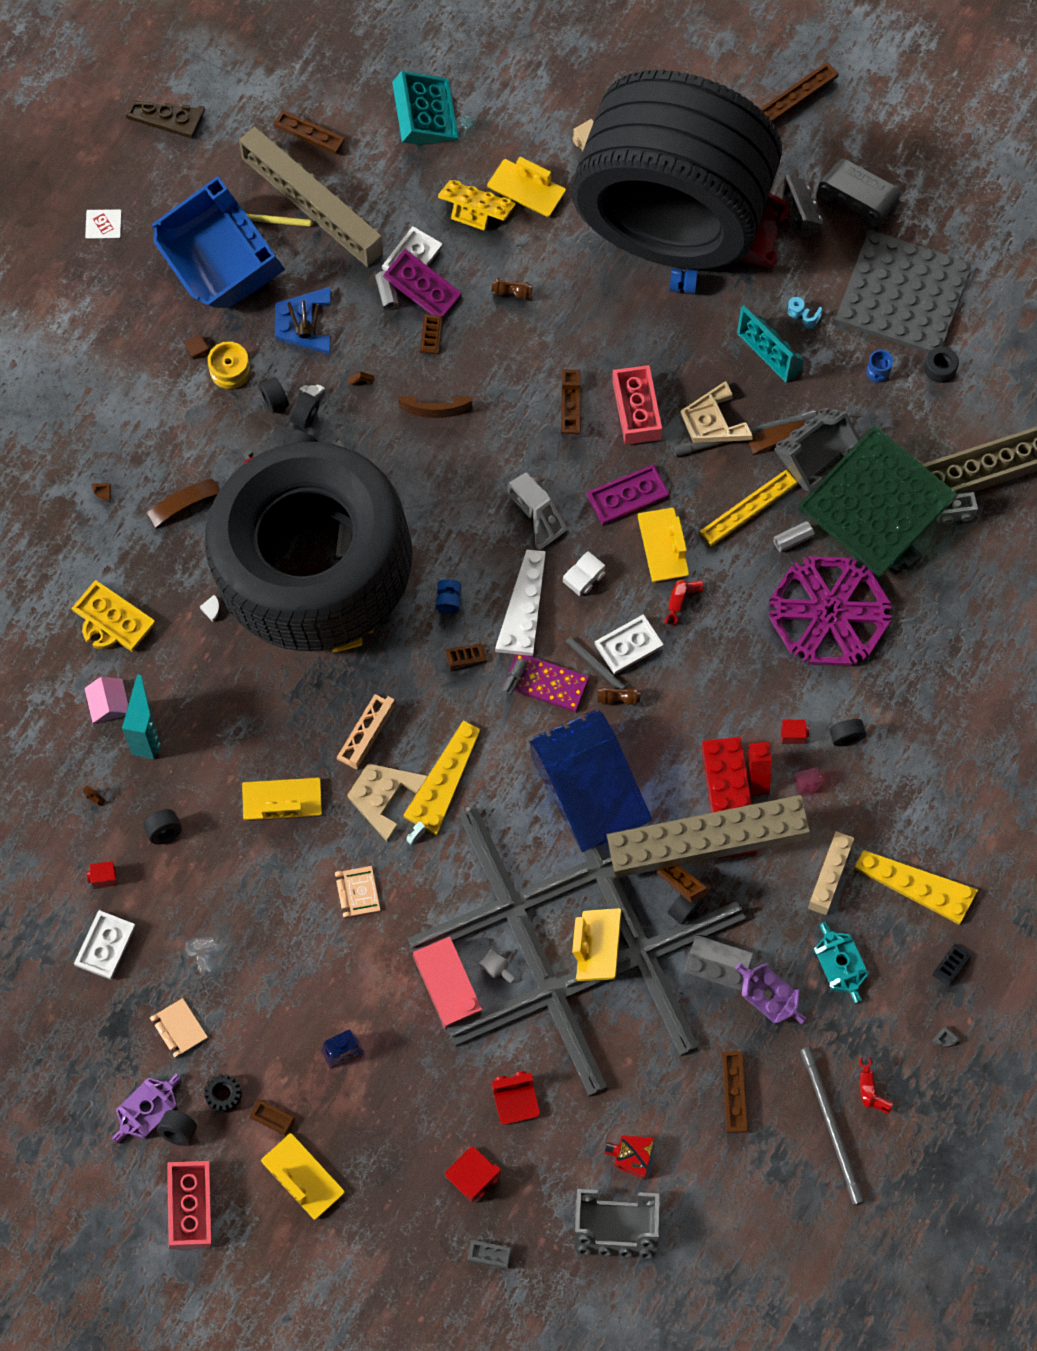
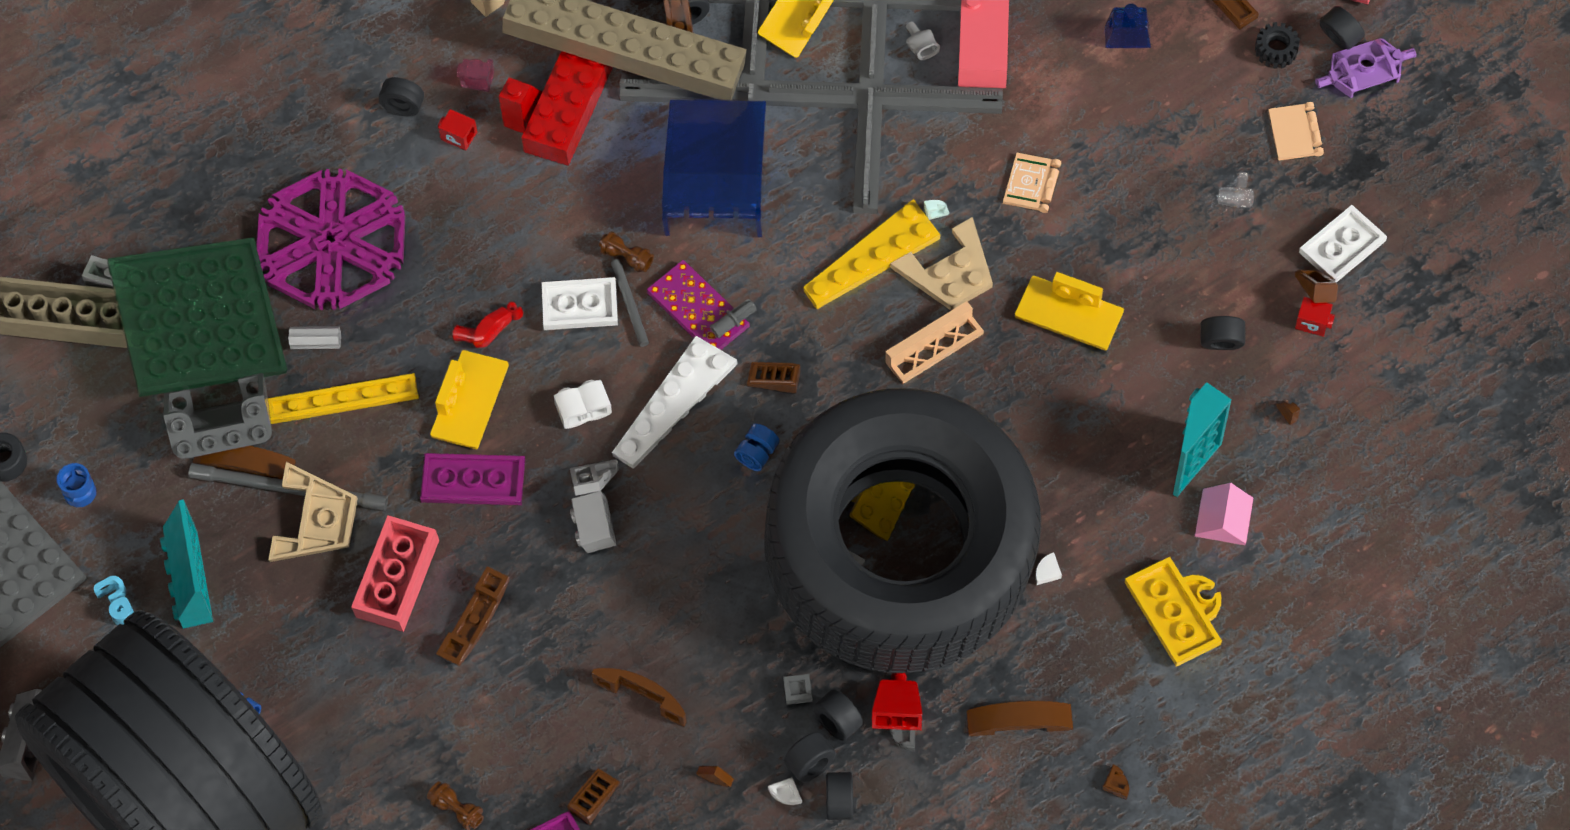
camera: 150 degrees left, 5 degrees down
(101, 888) = (1317, 285): none -> reddish brown slope

